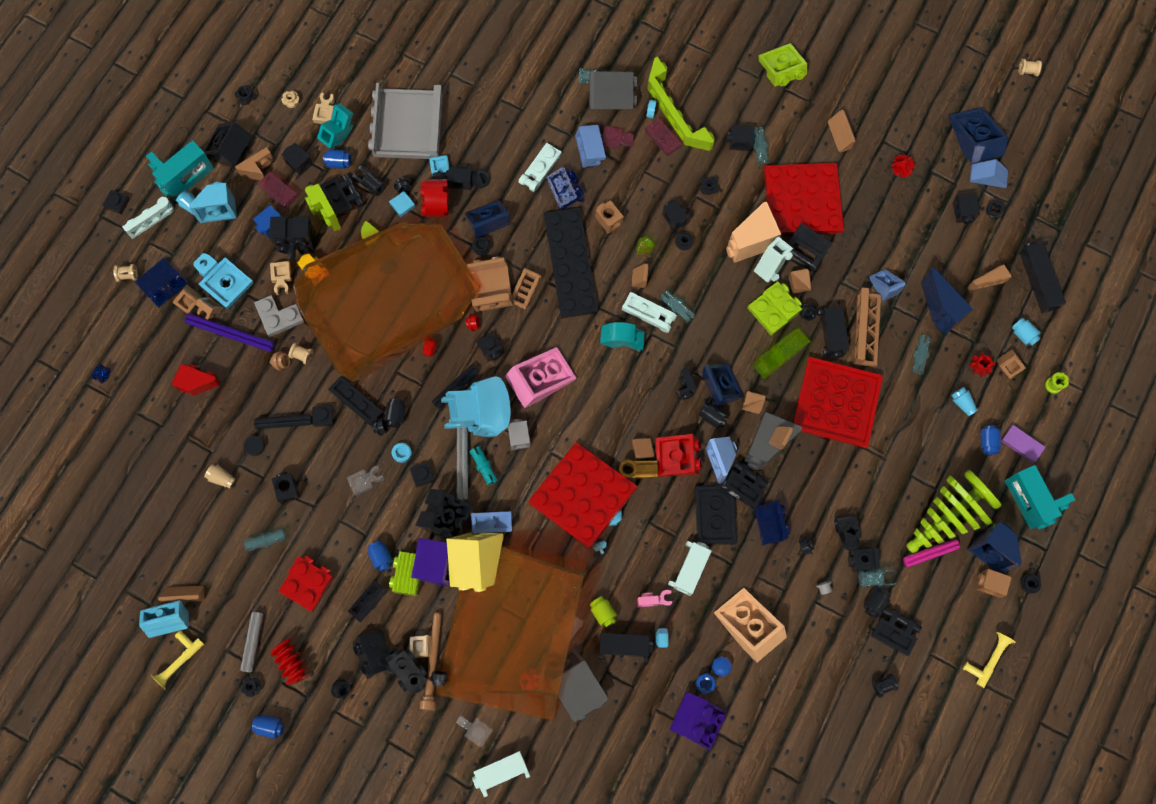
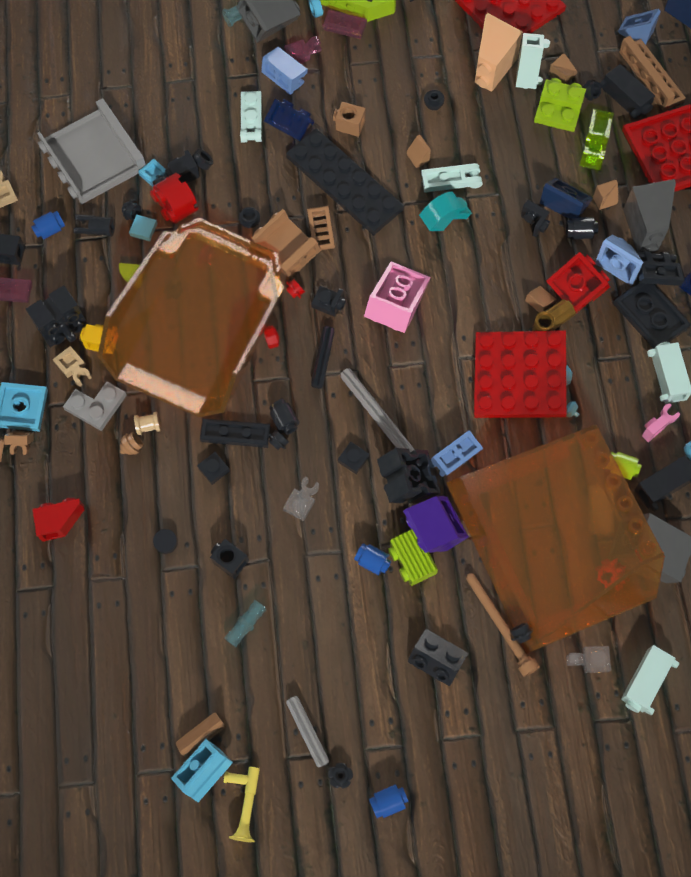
camera: 30 degrees left, 5 degrees down
(217, 475) = (152, 593): tan cone -> none
(229, 332) = (58, 451): dark purple axle -> none
(263, 220) = (20, 324): blue brick -> none
(283, 421) = (177, 499): black axle -> none
(289, 662) = (362, 722): red piece -> none
(306, 583) = (319, 635): red plate -> none
(319, 205) = (68, 272): lime plate -> none
(336, 129) = (27, 195): teal brick -> none
(336, 197) = (74, 260): black plate -> none
(340, 688) = (432, 712): black plate -> none
(367, 601) = (394, 610): black plate -> none
(401, 452) = (317, 451): medium azure tile -> none
(403, 665) = (483, 646): black brick -> none
(421, 646) = (478, 617): tan tile -> none
(474, 560) = (471, 497): light yellow slope -> none
(483, 404) = (362, 350): medium azure piece -> none
(483, 465) = (406, 410): teal pin -> none
(488, 218) = (237, 189): dark blue slope -> none
(518, 434) = (418, 359): light grey brick -> none
(645, 245) = (402, 123): clear neon green plate -> none
(675, 215) = (409, 81): black brick -> none
(677, 306) = (473, 156): clear light blue pin -> none
(713, 189) = (420, 44): black plate -> none
(780, 437) = (666, 196): medium nougat slope -> none
(811, 242) = (554, 30): black plate -> none

